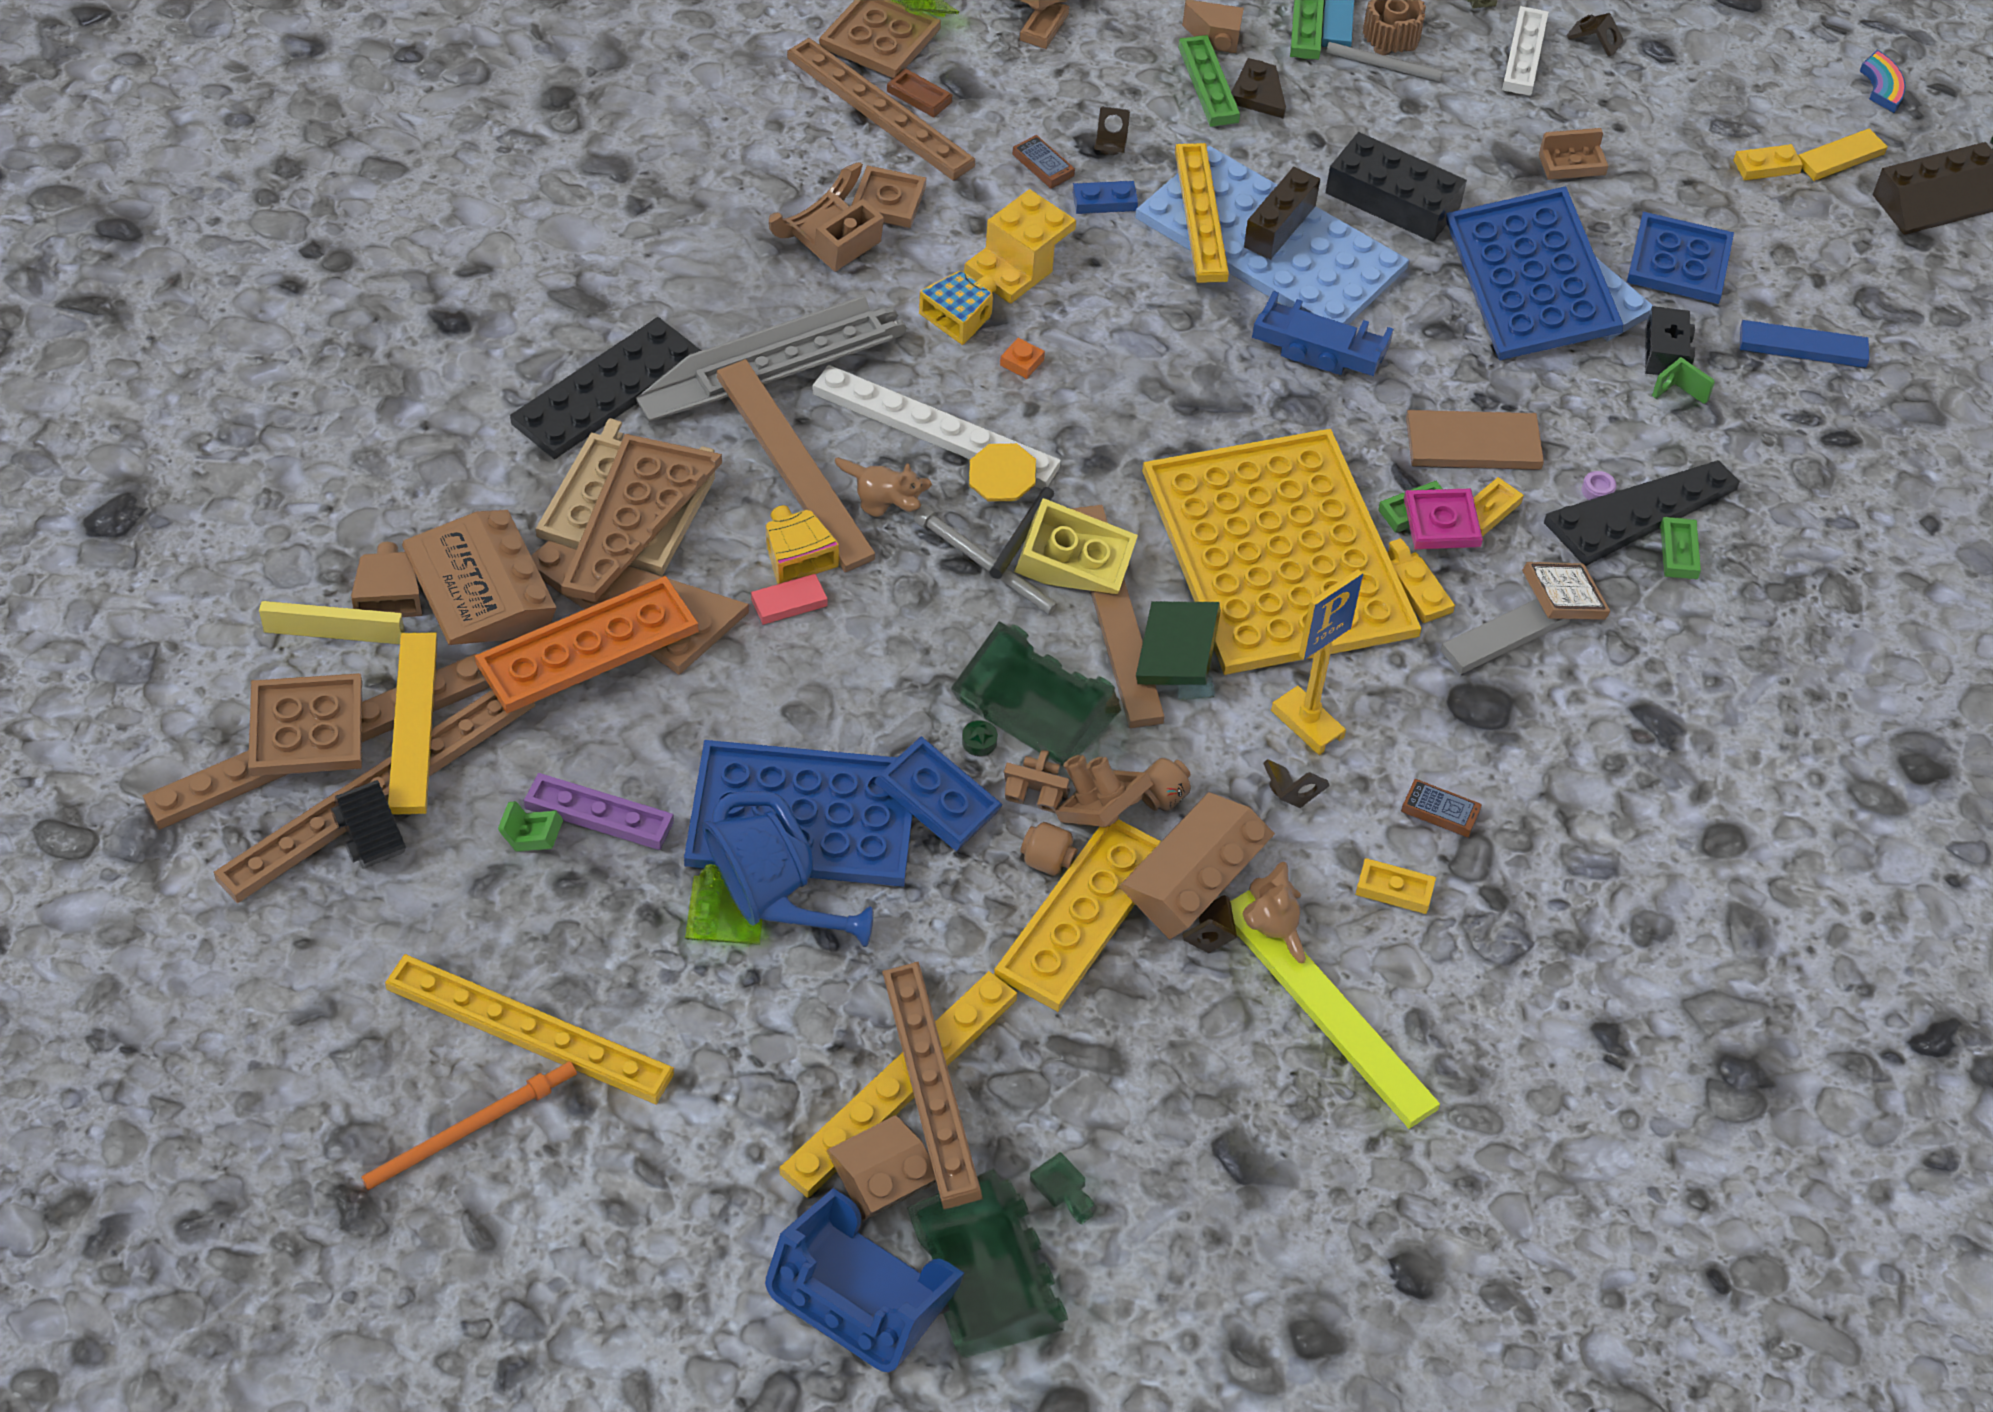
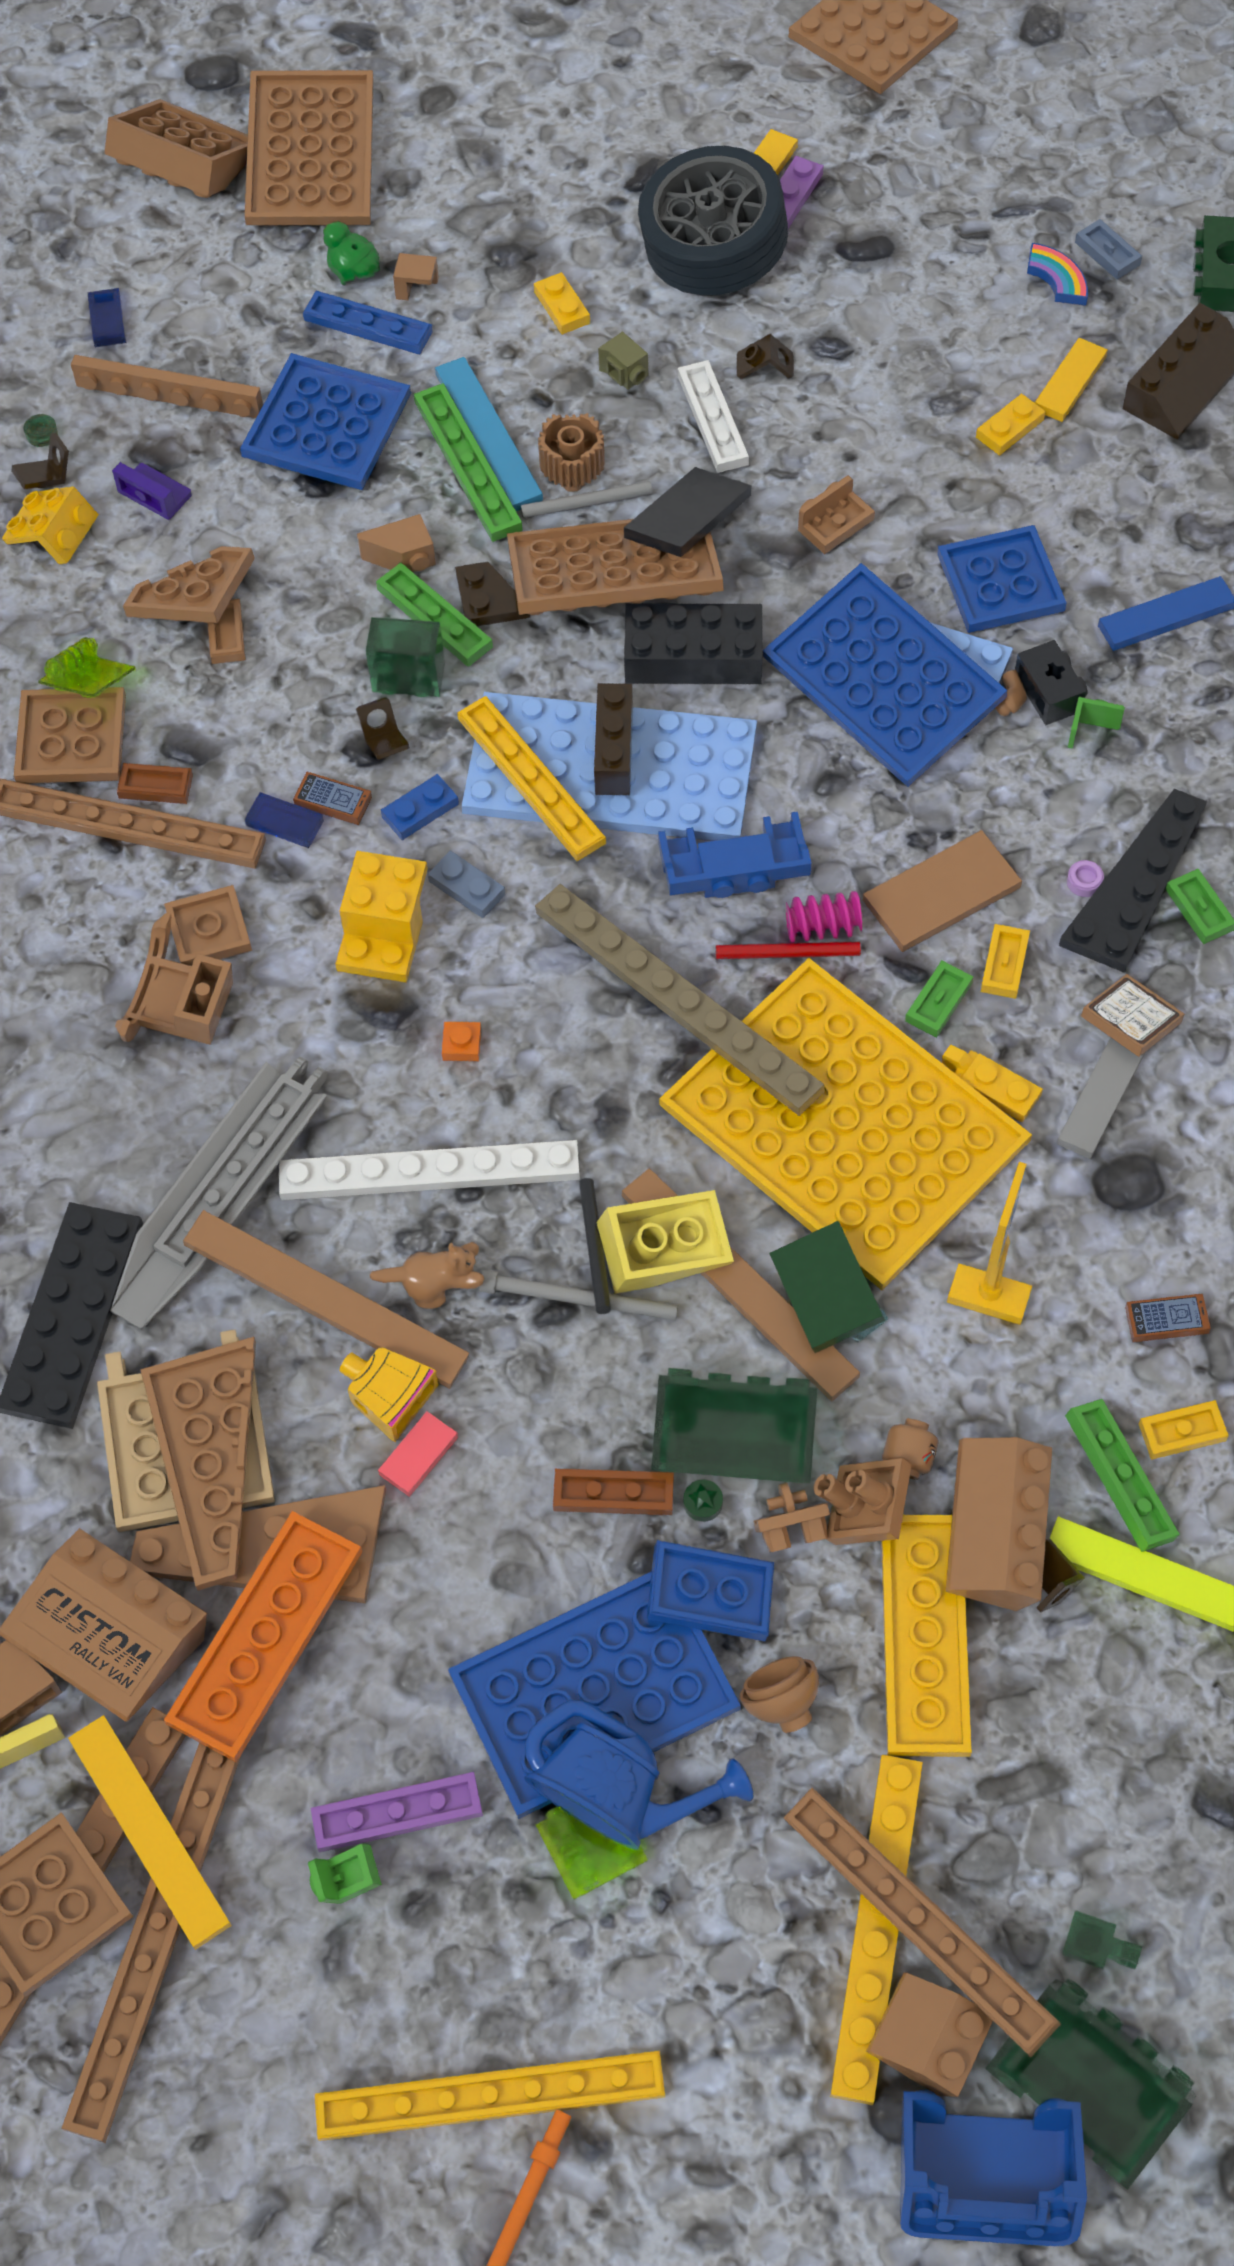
camera: 25 degrees left, 10 degrees up
(368, 824) = (185, 1977): black brick -> none
(915, 695) = (613, 1491): none -> dark orange plate
(941, 887) = (782, 1692): none -> medium nougat piece
(958, 304) = (362, 1016): yellow torso -> none
(996, 158) = (284, 820): none -> clear blue tile
(1002, 472) = (533, 1188): yellow piece -> none
(1048, 848) = (852, 1588): medium nougat head -> none
(1102, 262) = (466, 884): none -> sand blue plate
(1163, 91) = (405, 657): none -> clear green brick
(1209, 408) = (680, 1000): none -> dark tan plate
(1276, 909) = (1103, 1529): medium nougat animal -> none
(1287, 790) = (1018, 1384): dark brown bracket -> none
(1320, 420) = (788, 950): none -> red bar
(1321, 889) = (1122, 1475): none -> bright green plate
(1361, 408) = (823, 916): none -> dark pink piece
(1369, 104) = (601, 568): none -> medium nougat plate
(1442, 518) = (977, 1001): dark pink tile -> none
(1454, 98) = (687, 511): none -> black tile
(1630, 340) = (1016, 694): none -> medium nougat arm
(1939, 81) = (1108, 249): none -> sand blue plate

